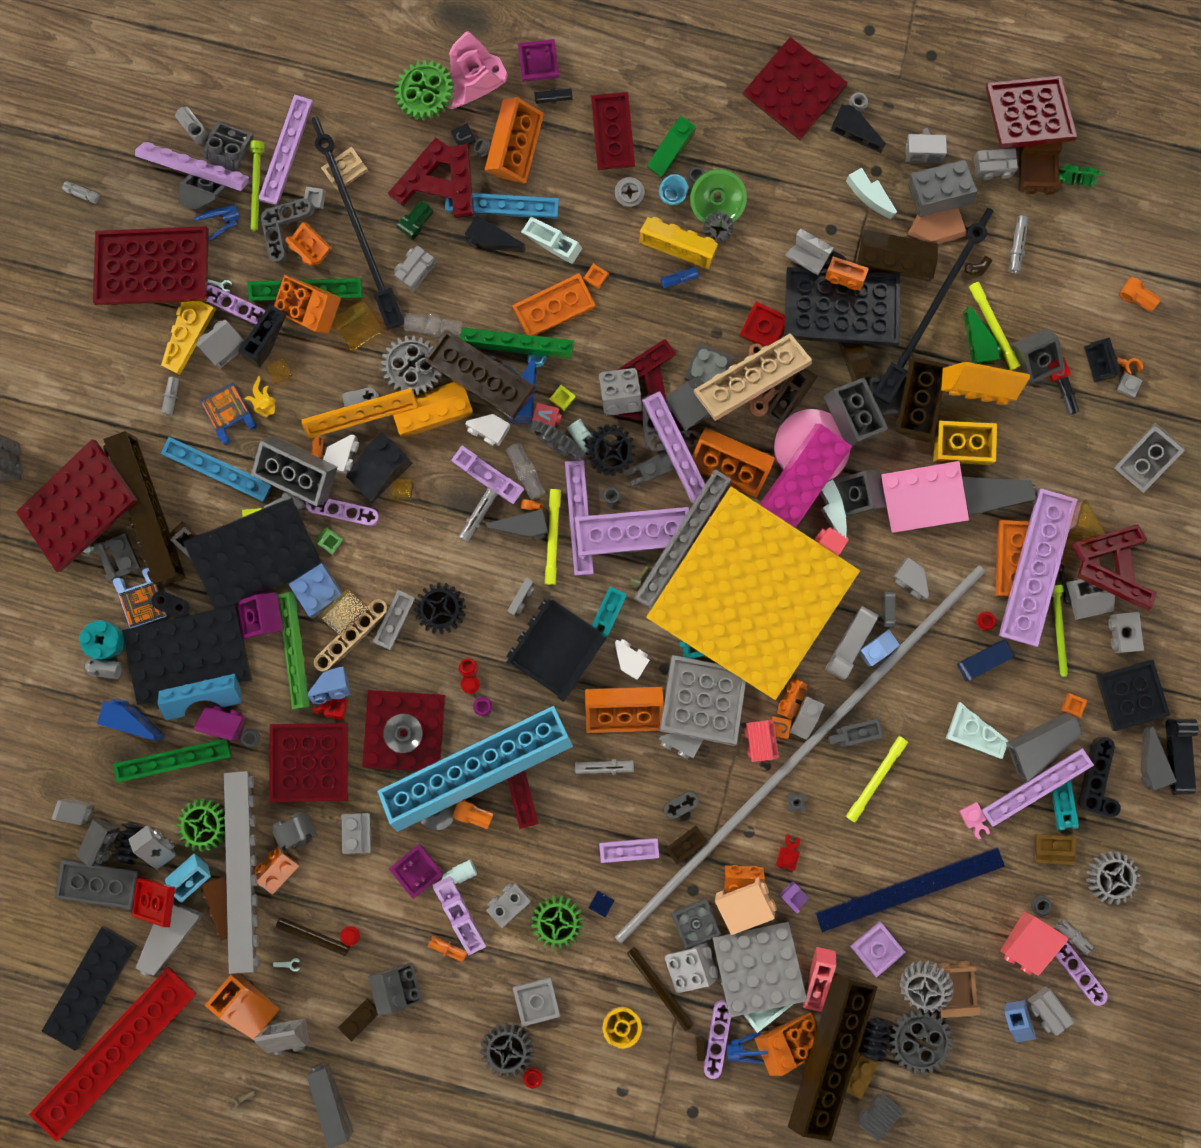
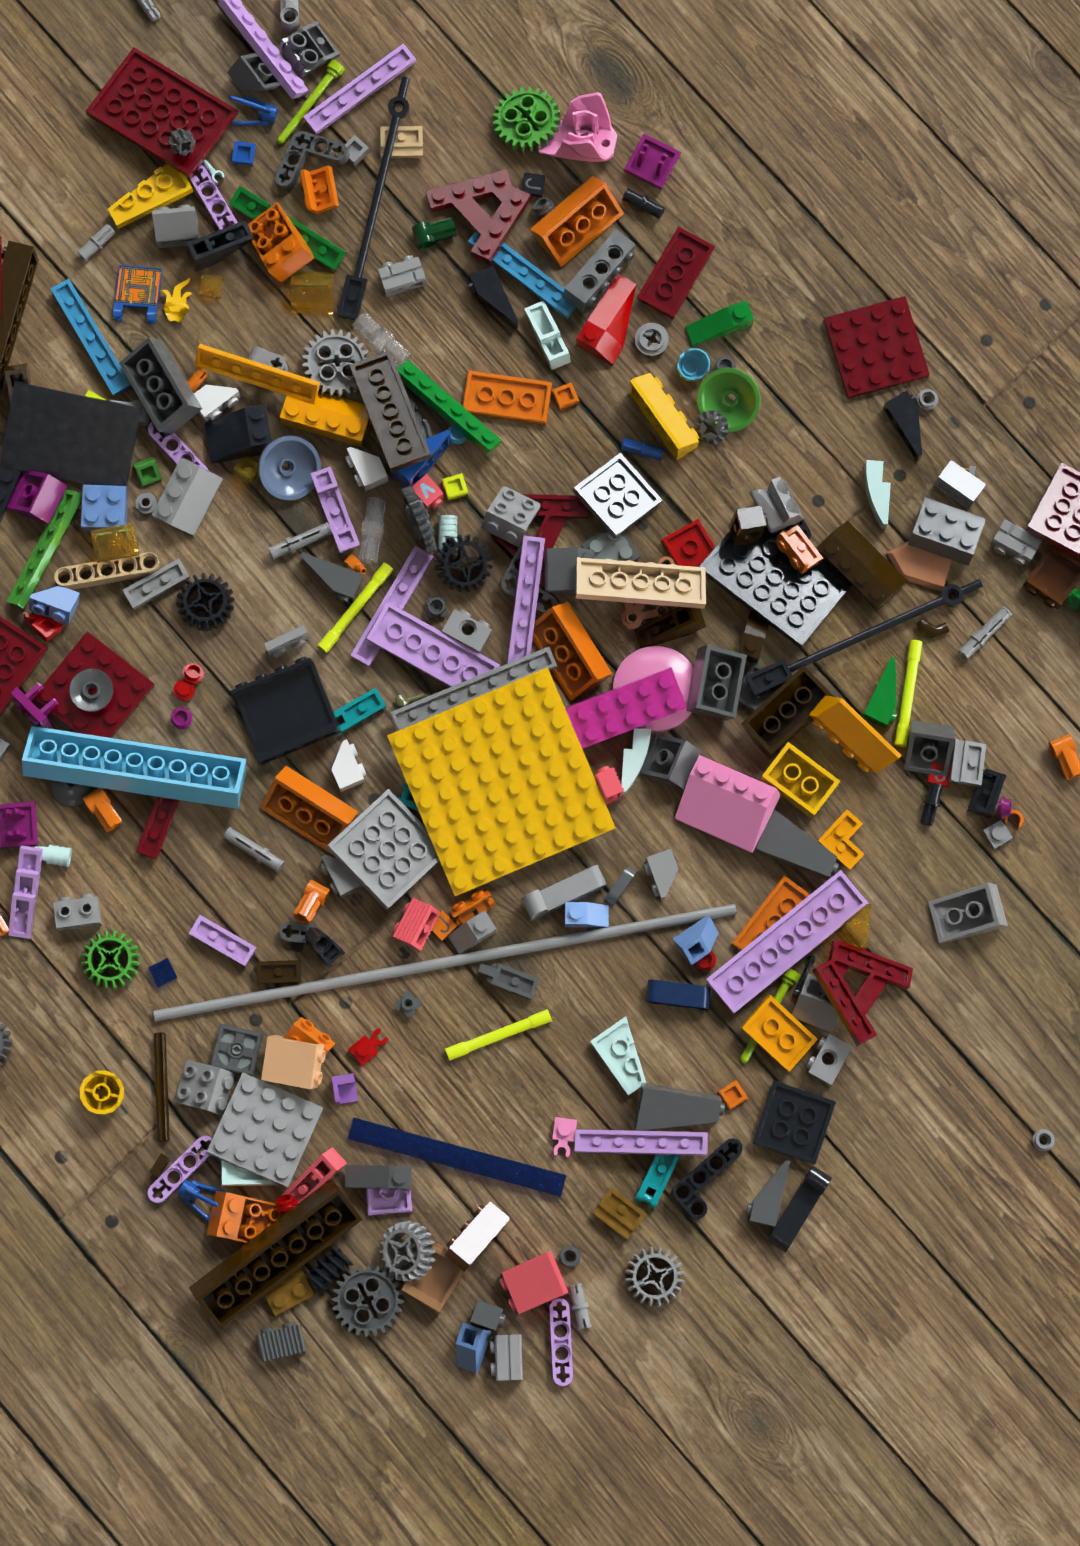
camera: 30 degrees right, 5 degrees down
(181, 276) = (181, 141): none -> dark grey gear
(233, 255) = (243, 153): none -> blue plate
(348, 569) = (146, 509): none -> light grey plate
(359, 777) = (24, 704): none -> magenta plate
(372, 539) = (187, 496): none -> light grey slope
(442, 471) = (296, 479): none -> sand blue dish
(536, 1001) = (40, 1019): light grey plate -> none
(557, 139) = (615, 245): none -> brick
(591, 205) = (607, 325): none -> wedge
(651, 468) = (490, 607): dark grey hinge -> none
(656, 490) = (461, 619): none -> light grey brick
(673, 772) = (312, 899): none -> orange piece
(686, 324) = (617, 495): none -> plate
(706, 804) = (325, 948): none -> black piece
(800, 281) = (747, 525): none -> dark brown brick
(812, 1013) = (285, 1203): none -> red plate
(867, 946) = (378, 1177): none -> dark grey slope
(968, 940) = (476, 1235): none -> brick
(972, 611) = (697, 940): none -> medium blue slope
(1017, 993) = (488, 1316): none -> dark grey brick
(1018, 466) = (837, 840): none -> light orange plate
(1075, 348) = (967, 763): none -> light grey plate
(1078, 638) = (778, 1033): none -> light orange plate
(1124, 362) = (1004, 807): none -> magenta plate

